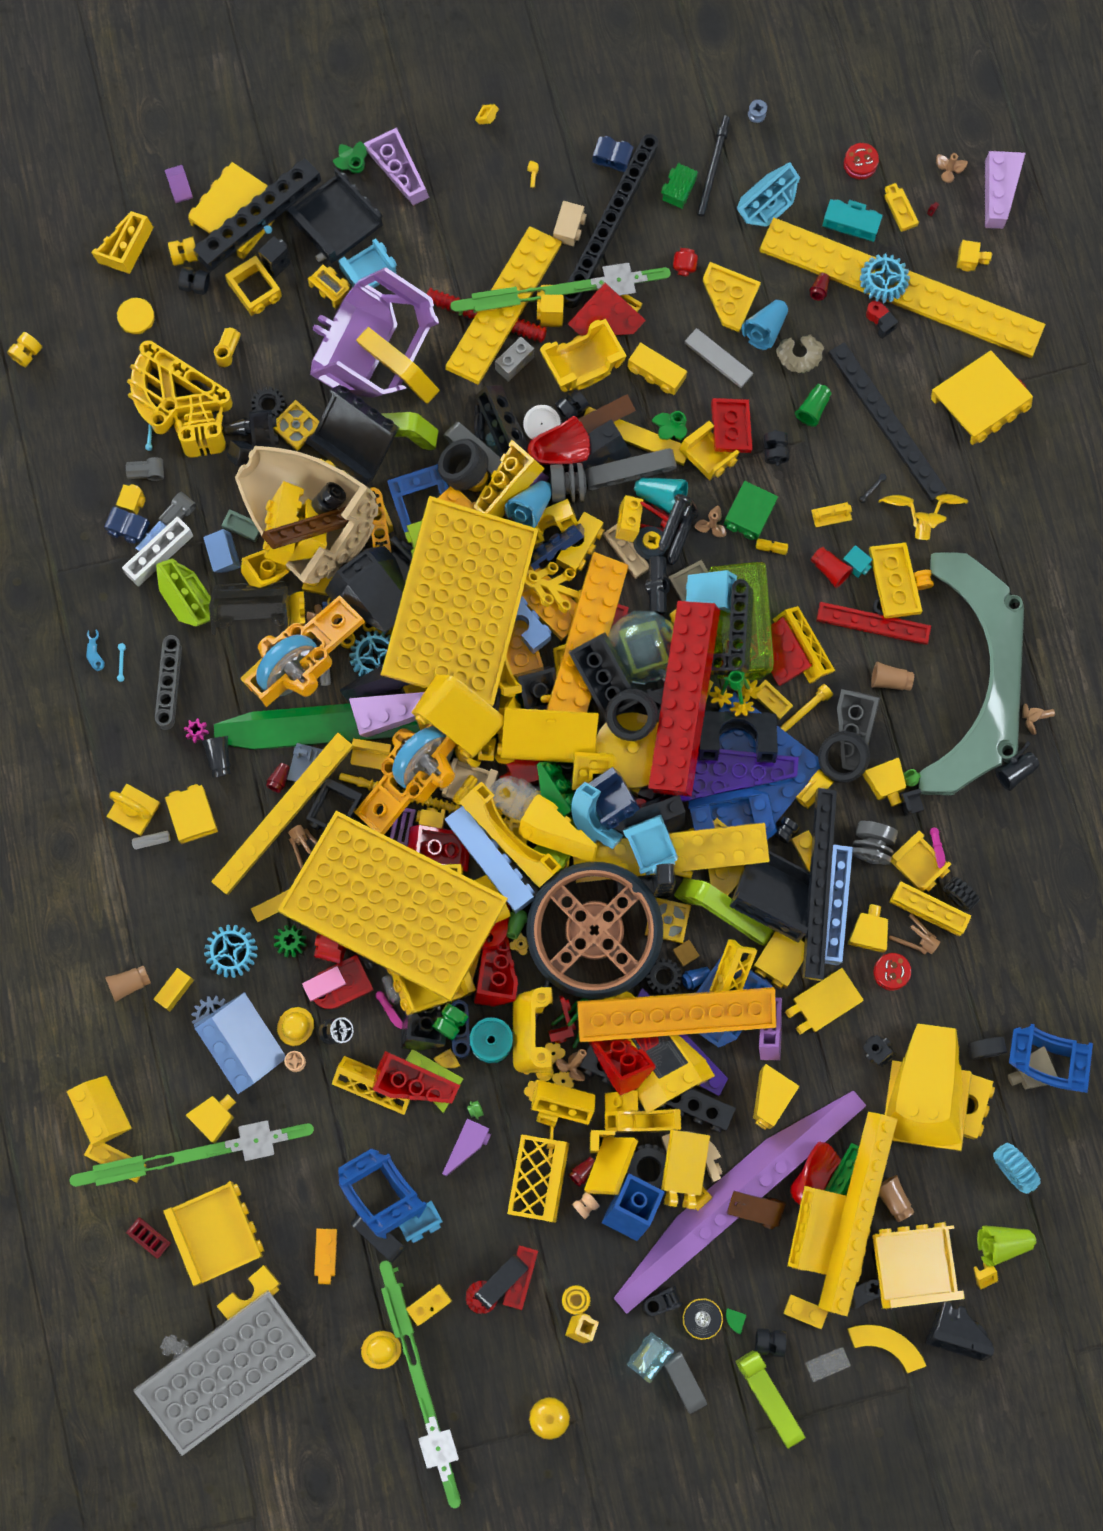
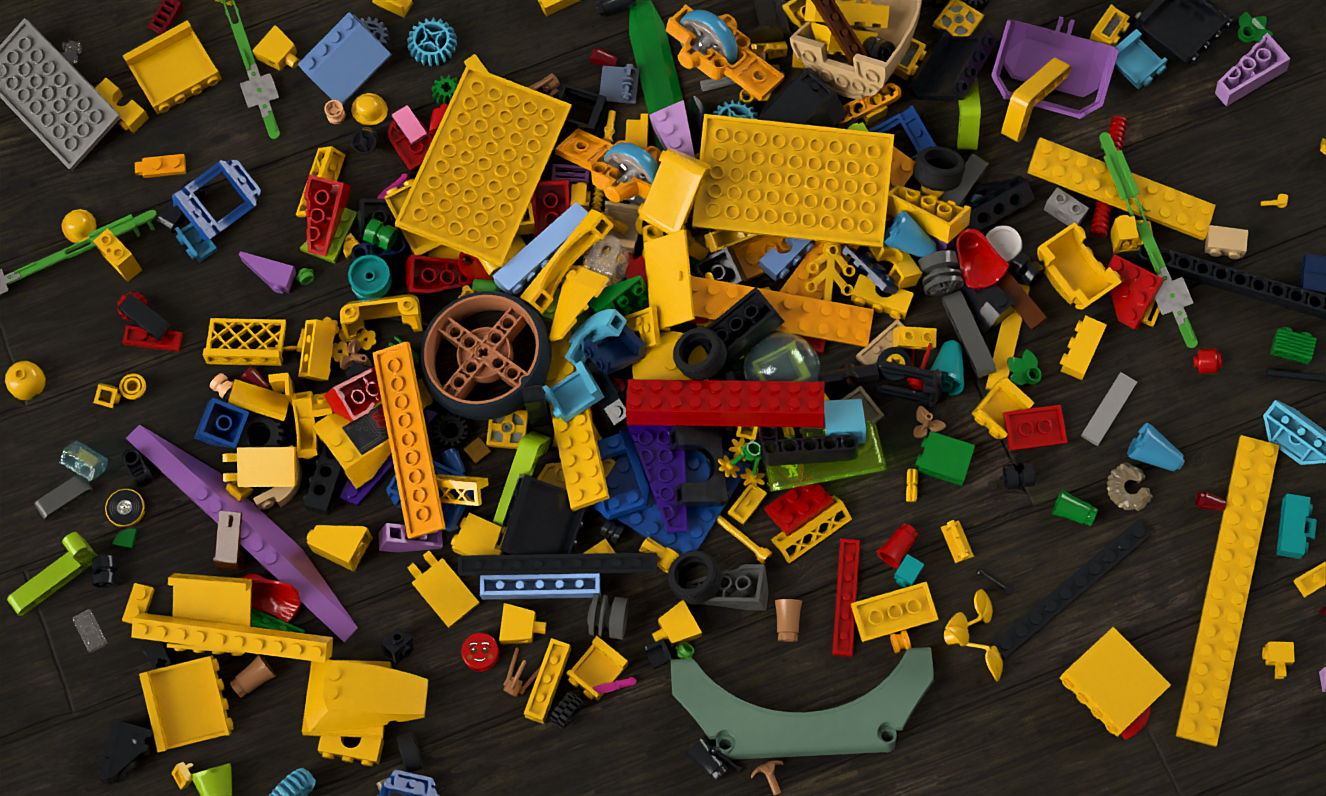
camera: 90 degrees right, 5 degrees down
(282, 814) = (566, 62): yellow brick -> none
(560, 1034) = (382, 339): red bracket -> none
(730, 294) = (1182, 411): yellow plate -> none
(882, 318) = (1191, 565): leg -> none
(889, 1340) = (115, 688): yellow tile -> none
(898, 276) = (1230, 547): medium azure gear -> none

